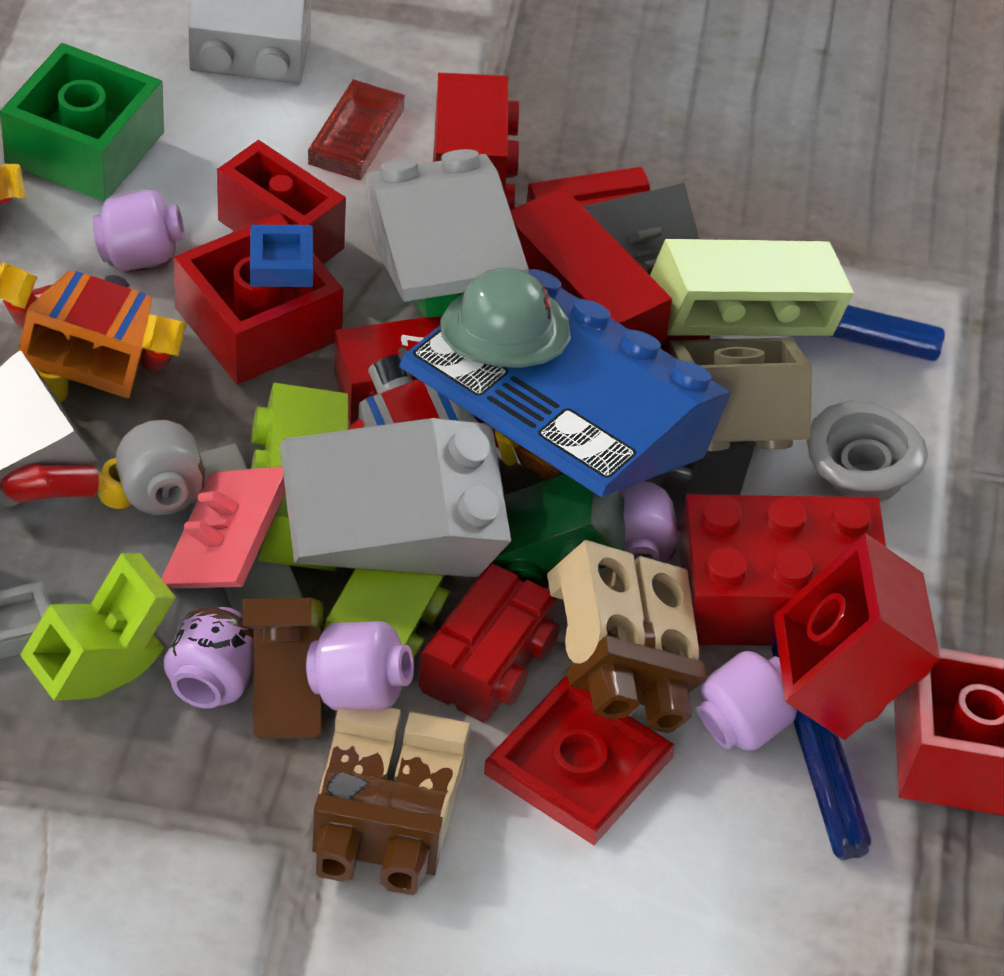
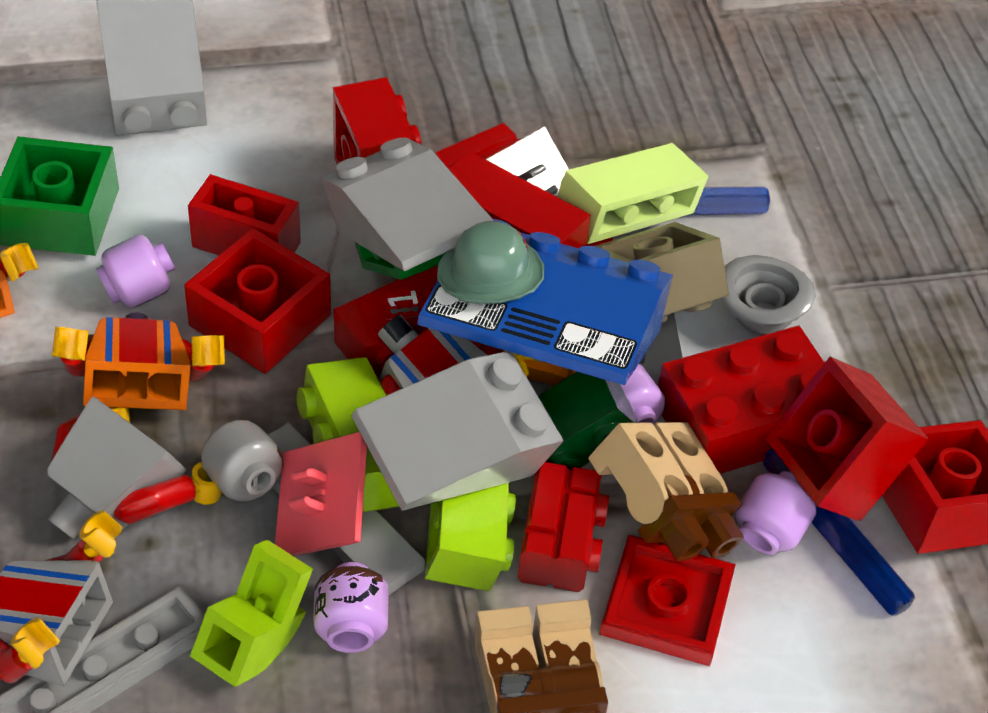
camera: 20 degrees left, 0 degrees up
(281, 255) = (275, 260): blue plate -> none
(281, 691) = (420, 599): reddish brown bracket -> none
(356, 129) = (267, 149): clear red tile -> none
(359, 665) = (484, 580): lavender head -> none

